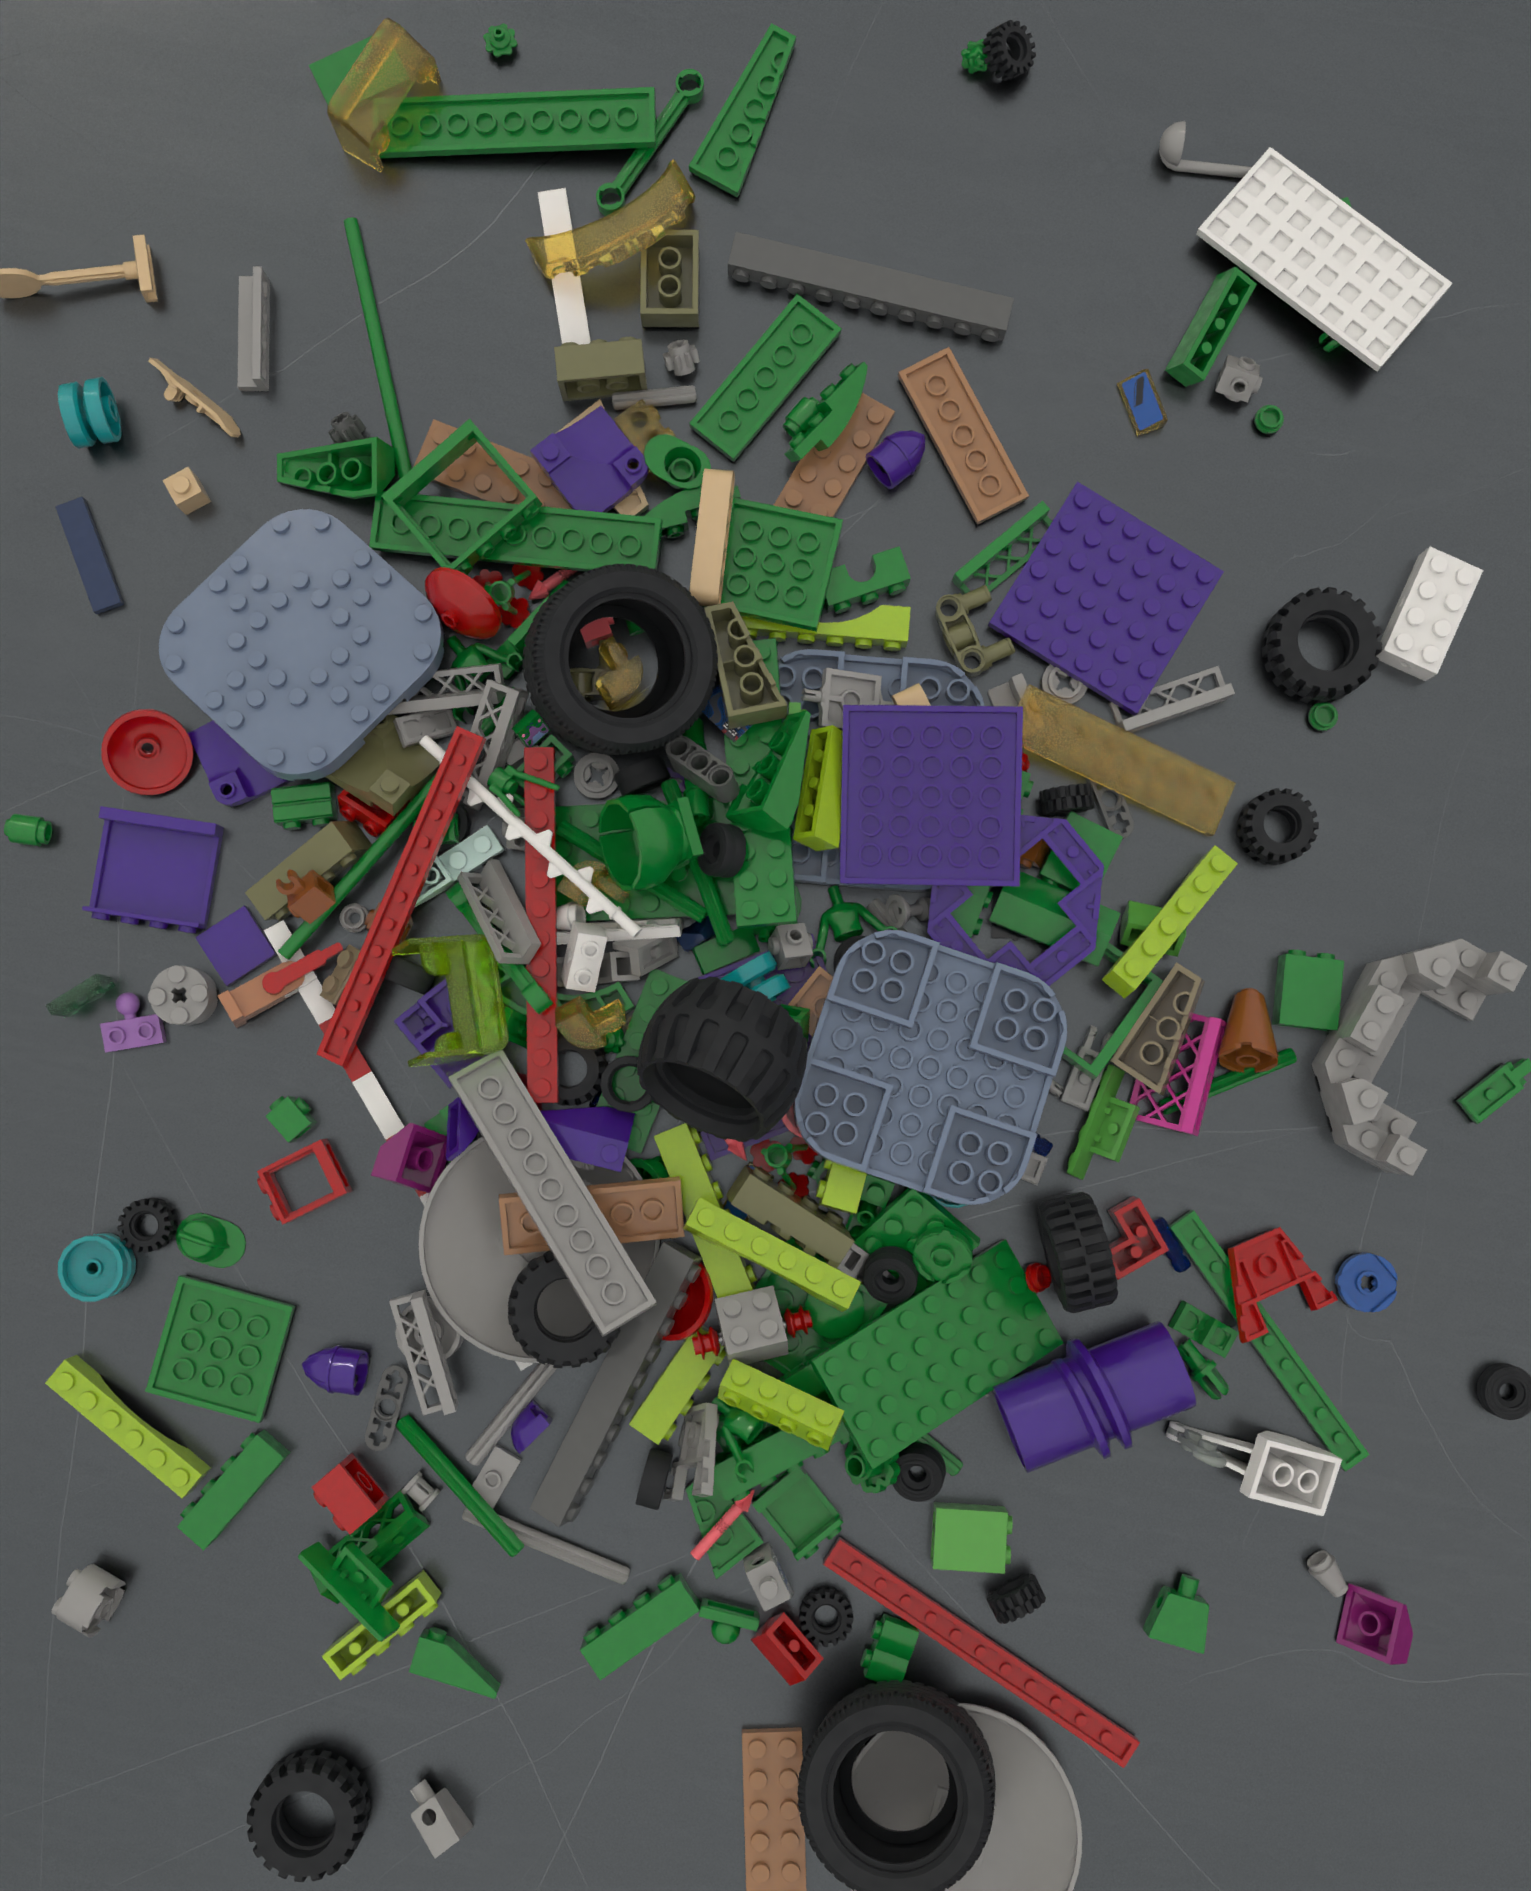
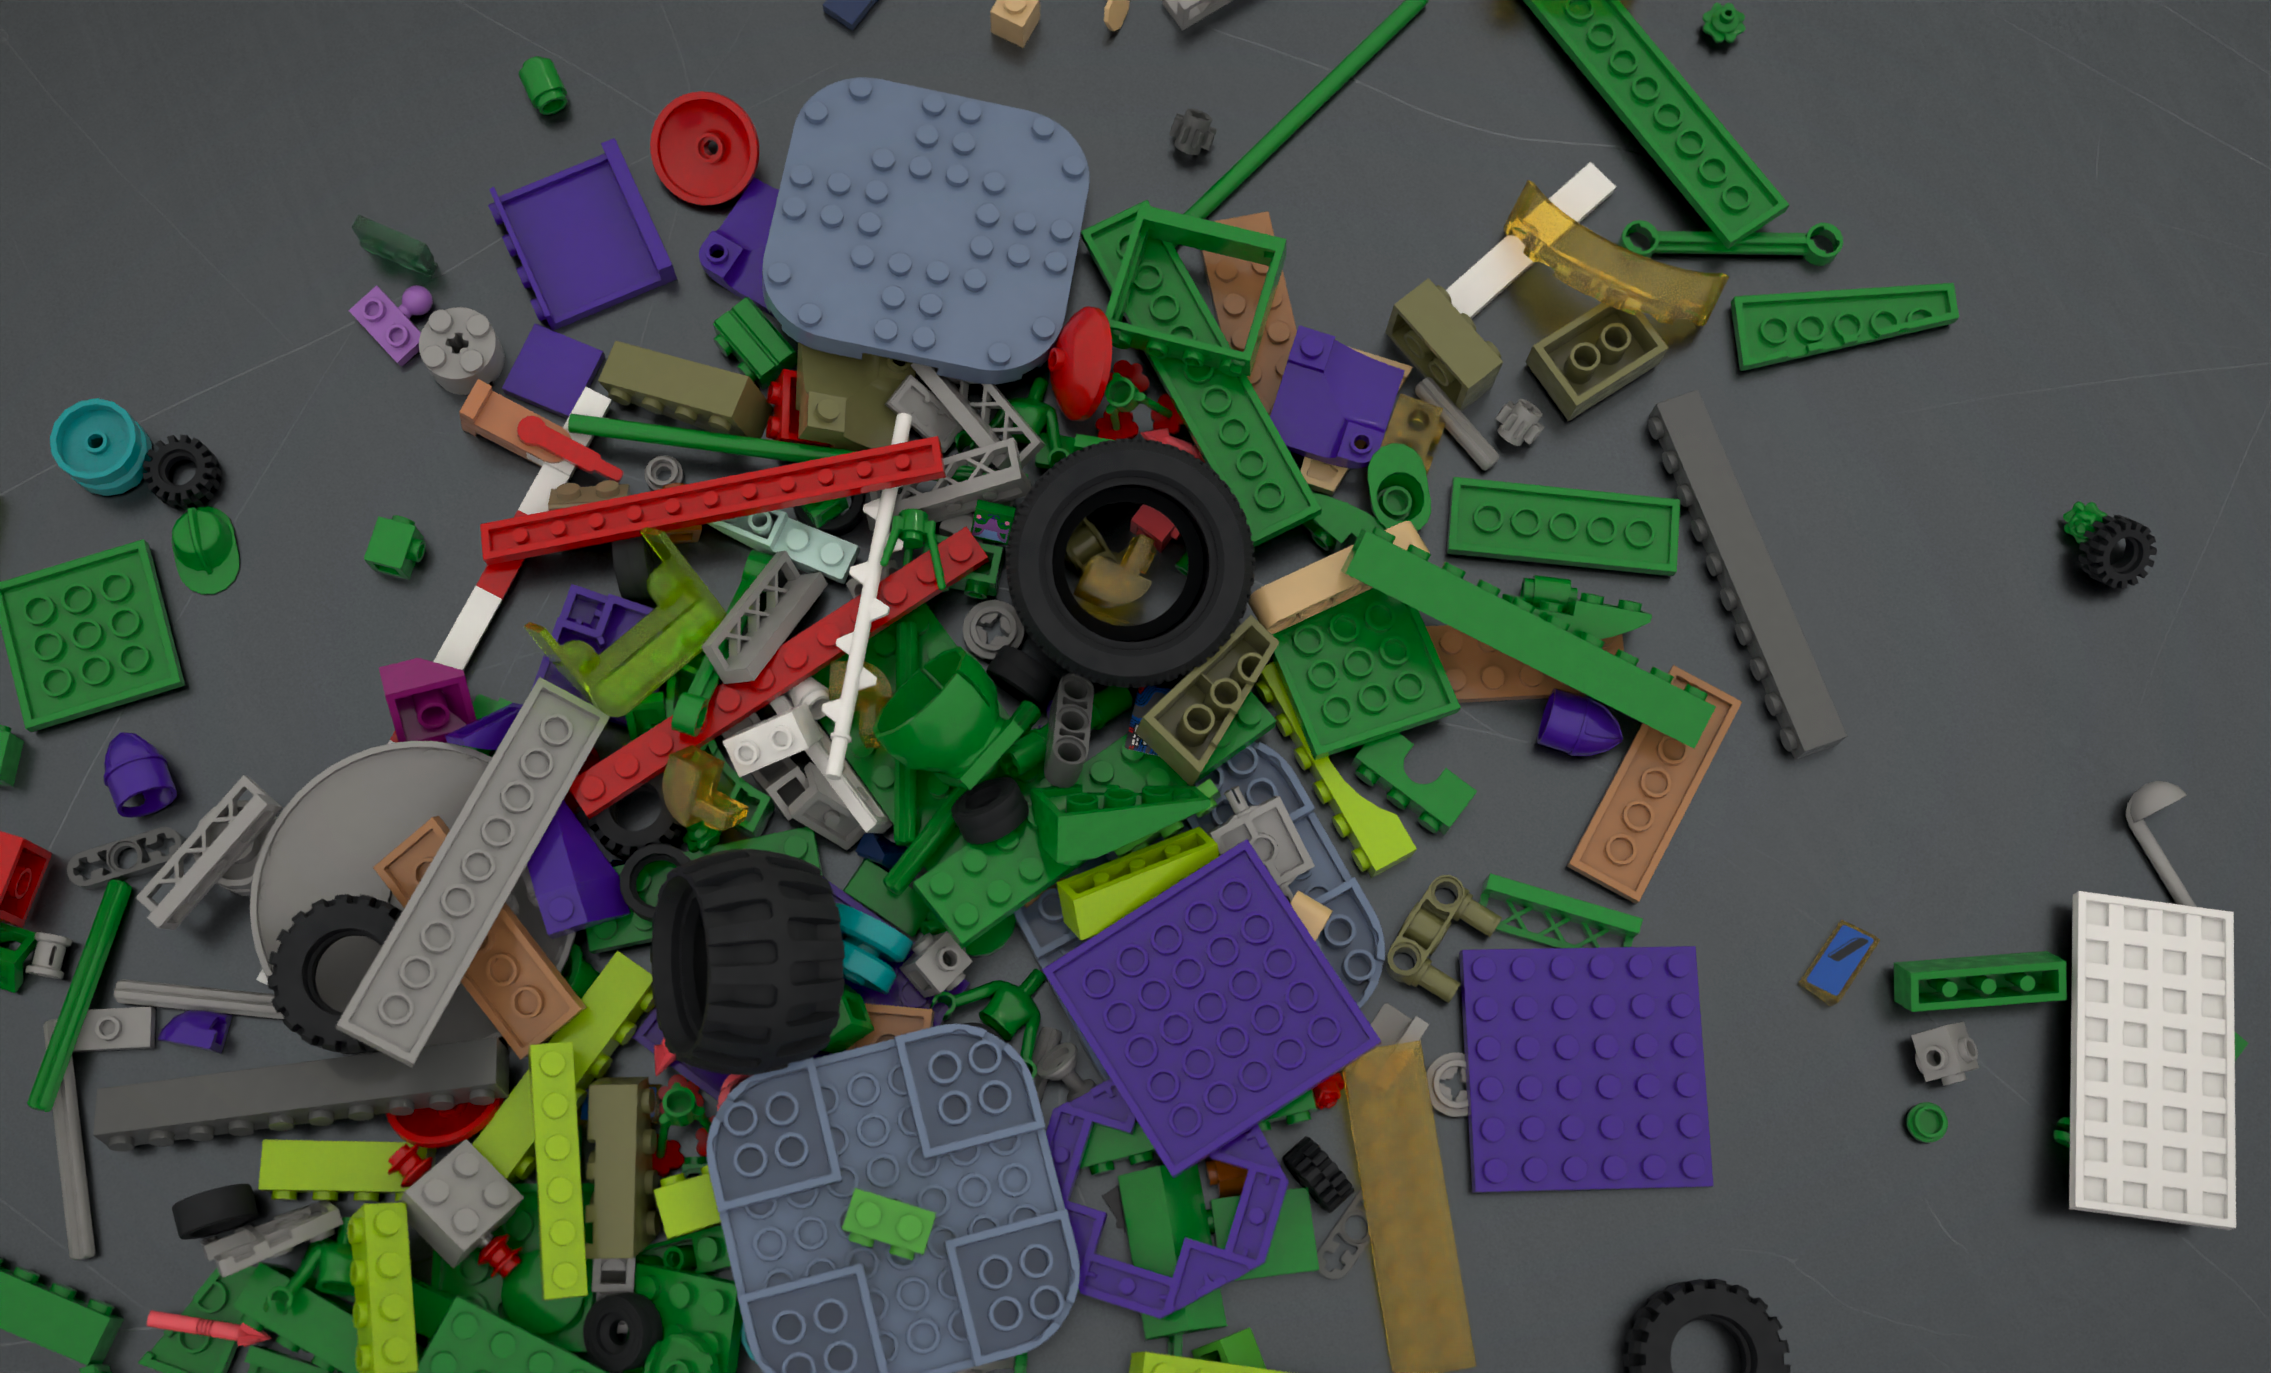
camera: 55 degrees right, 10 degrees down
(308, 895) = (649, 403): dark orange brick -> none
(331, 1168) = (362, 626): red window -> none
(341, 469) = (1147, 152): green wedge -> none
(828, 448) = (1528, 638): none -> green brick
(938, 1072) = (888, 1221): none -> bright green brick
(1176, 708) = (1516, 1236): light grey fence -> none

